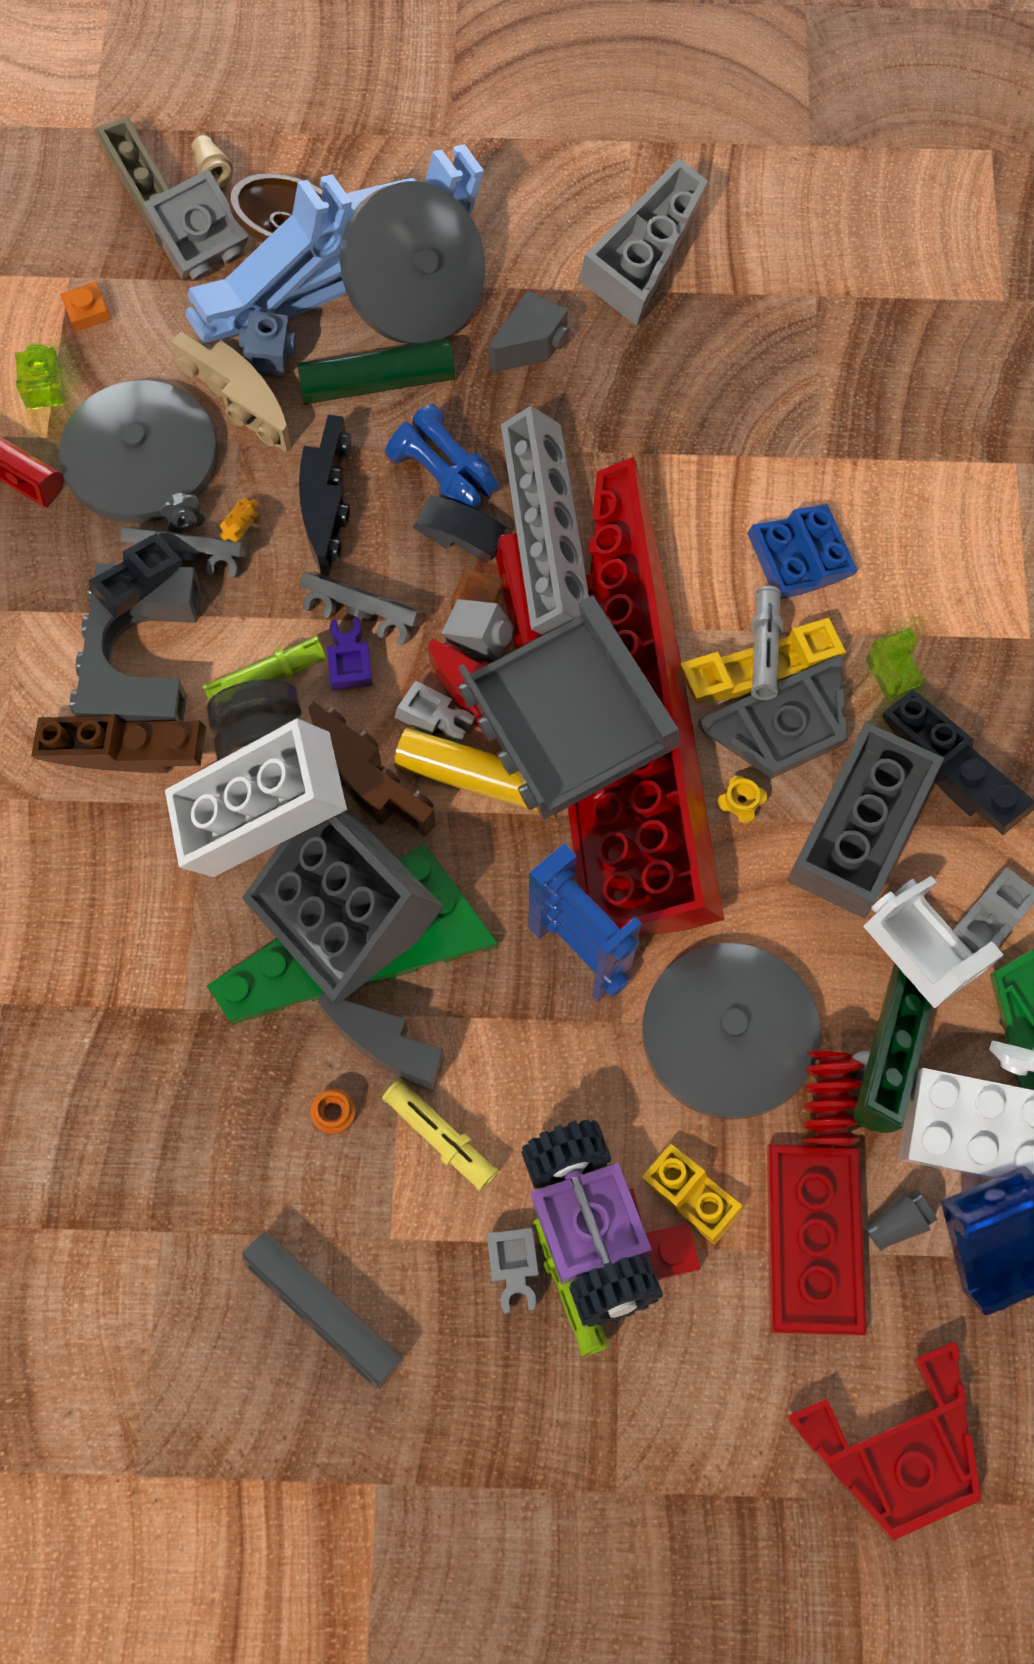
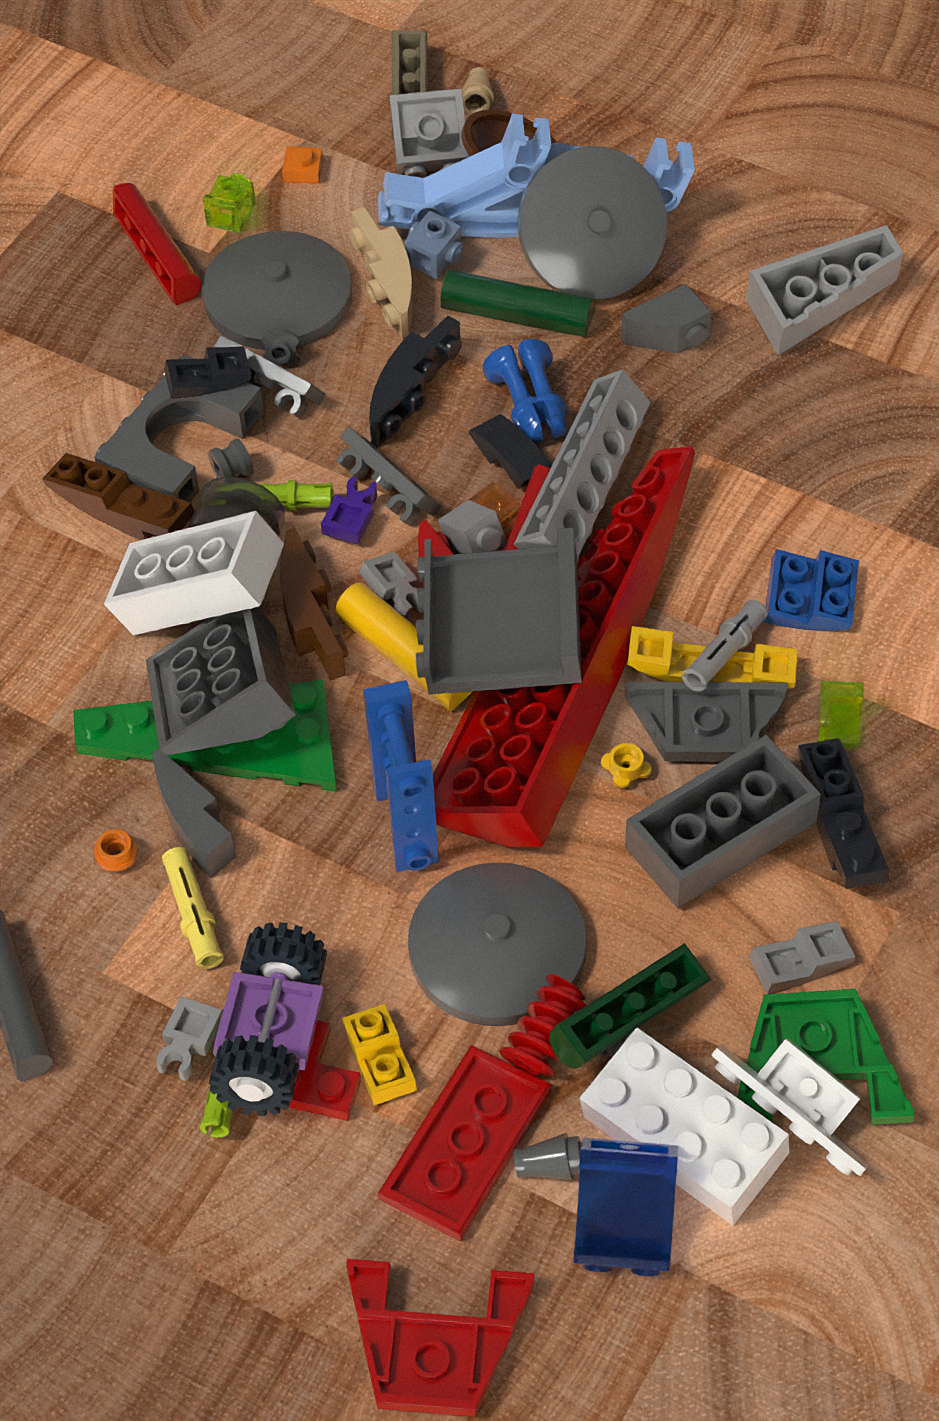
camera: 30 degrees right, 15 degrees down
(205, 655) = (231, 461): none -> dark grey wheel
(239, 519) = (323, 368): light orange axle -> none
(925, 944) = (713, 941): white panel -> none

